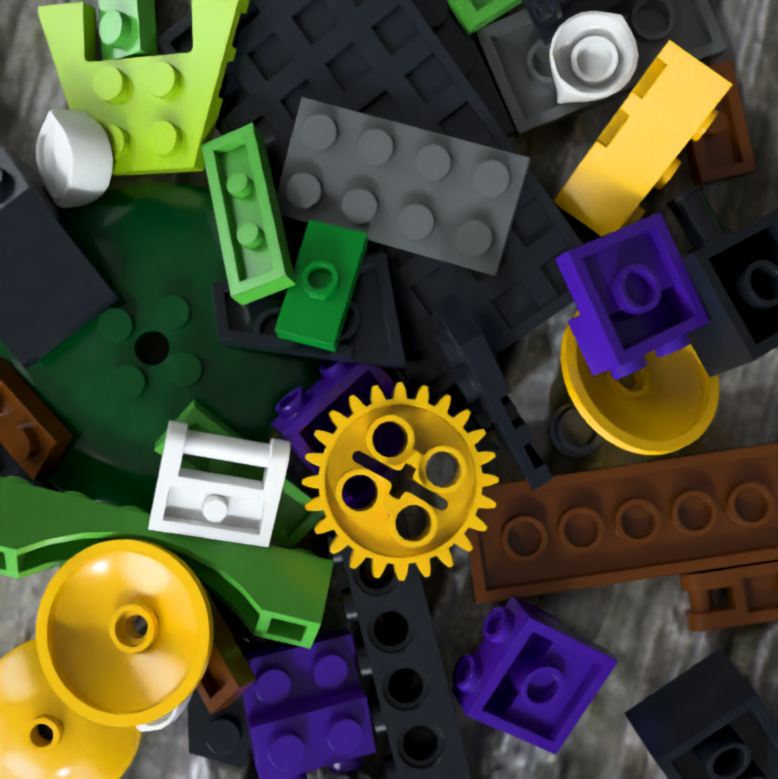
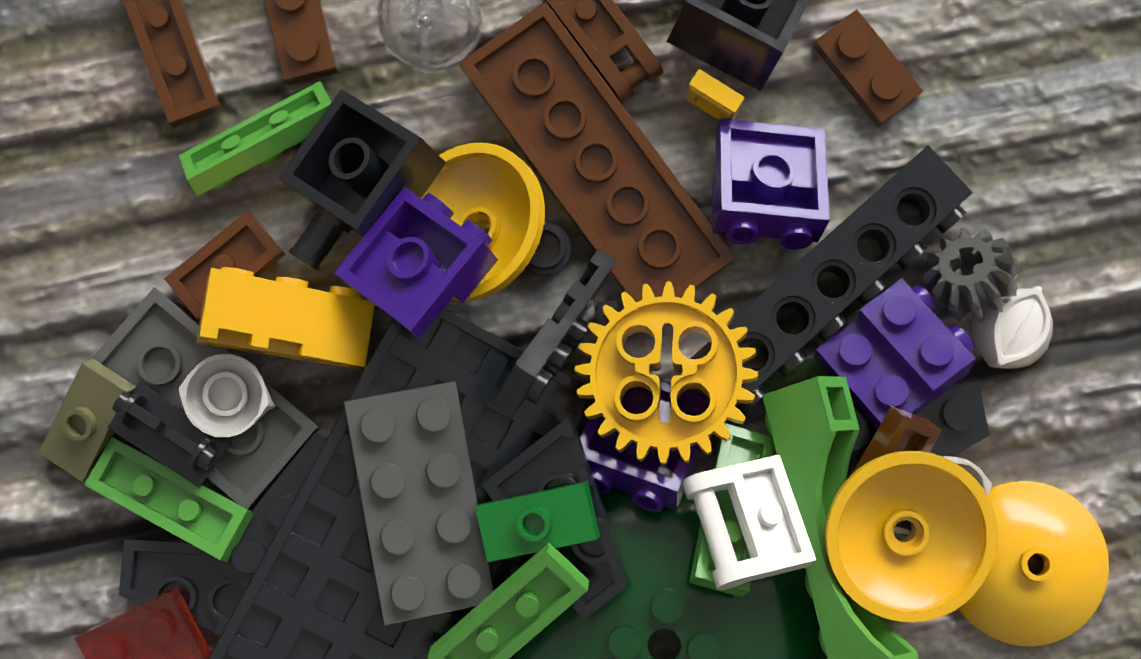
camera: 115 degrees left, 5 degrees down
(642, 665) = (713, 97): none -> yellow tile

